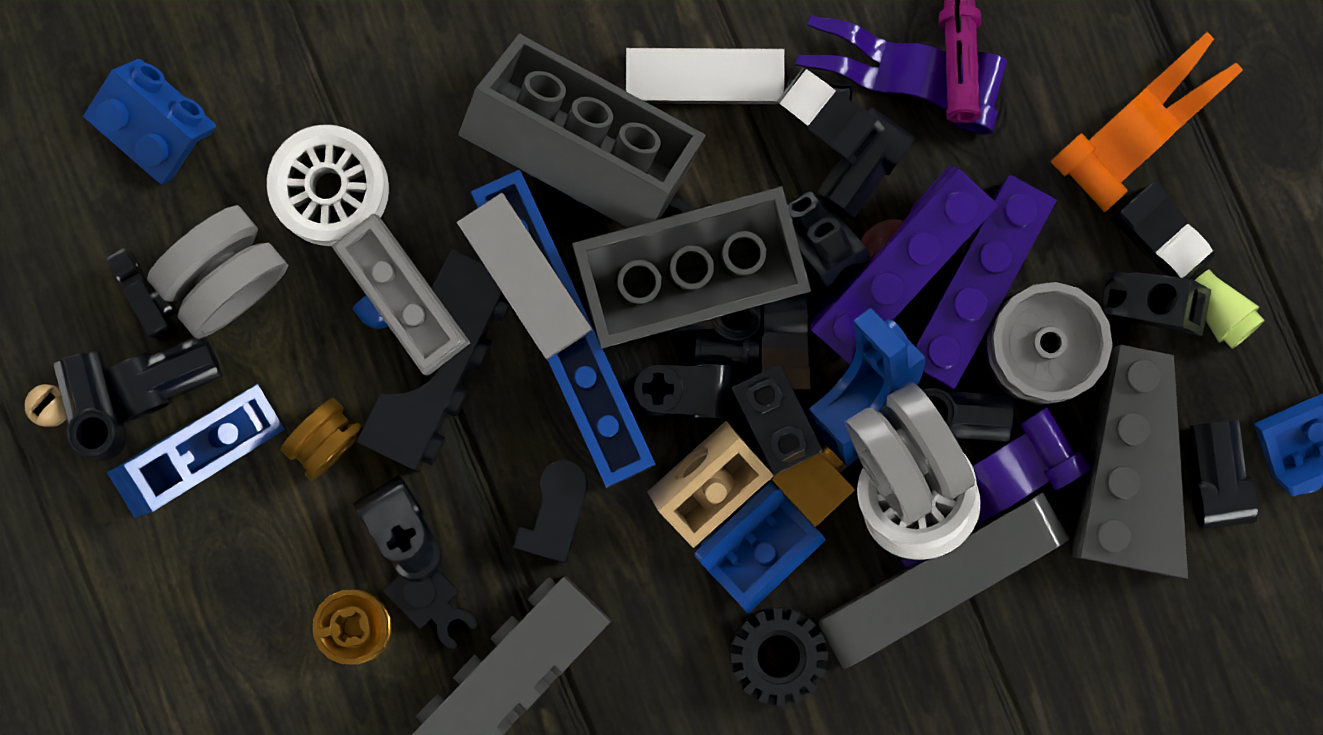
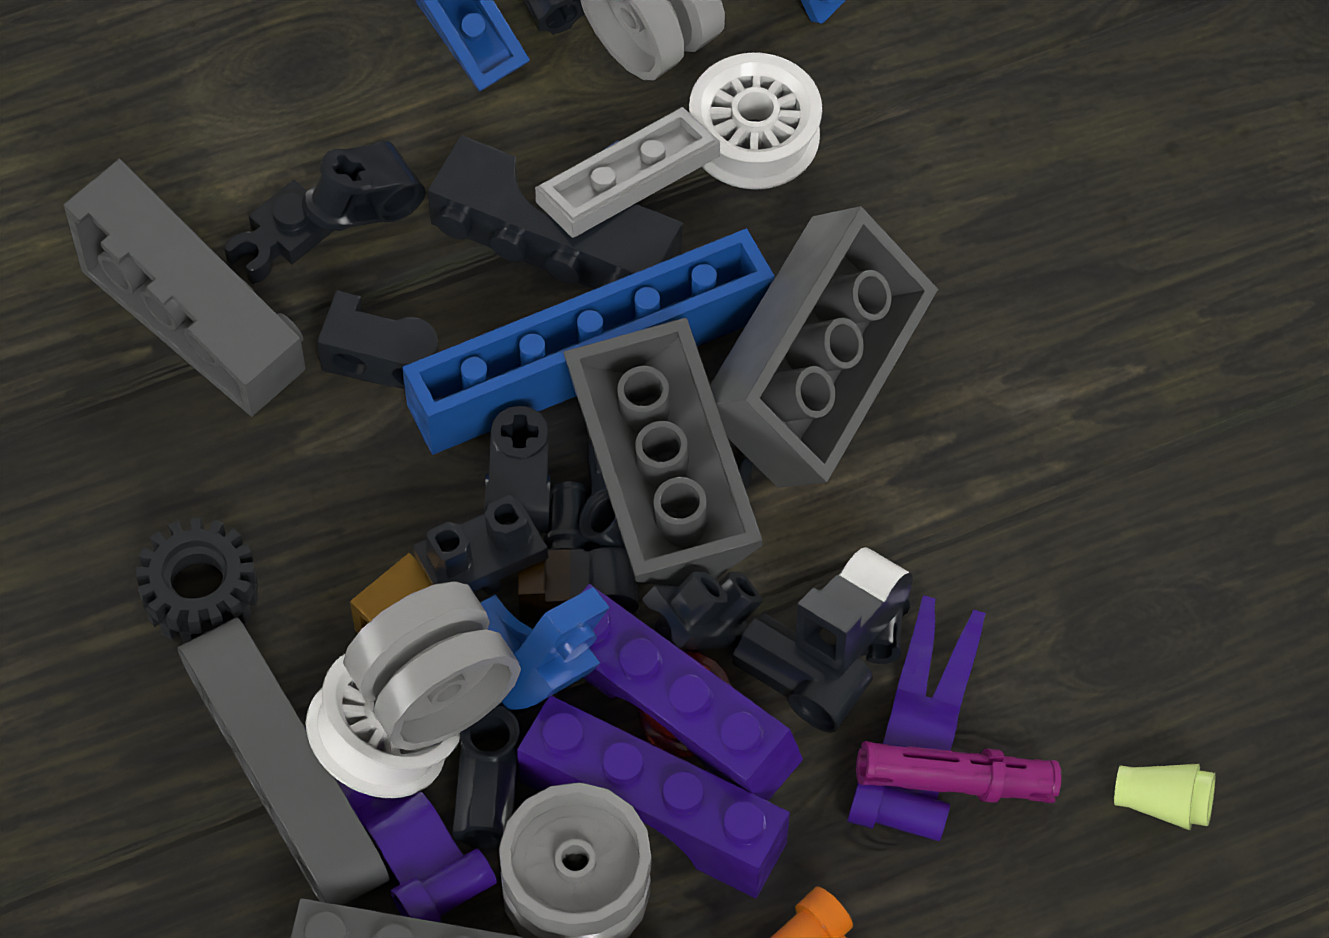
camera: 90 degrees right, 25 degrees down
(321, 439) = (466, 107): pearl gold wheel -> none
(352, 626) = (254, 150): pearl gold wheel -> none
(524, 276) = (647, 275): light grey tile -> none
(705, 75) = (904, 495): white tile -> none
(709, 484) = (398, 484): tan brick -> none
(758, 546) = (327, 549): blue bracket -> none

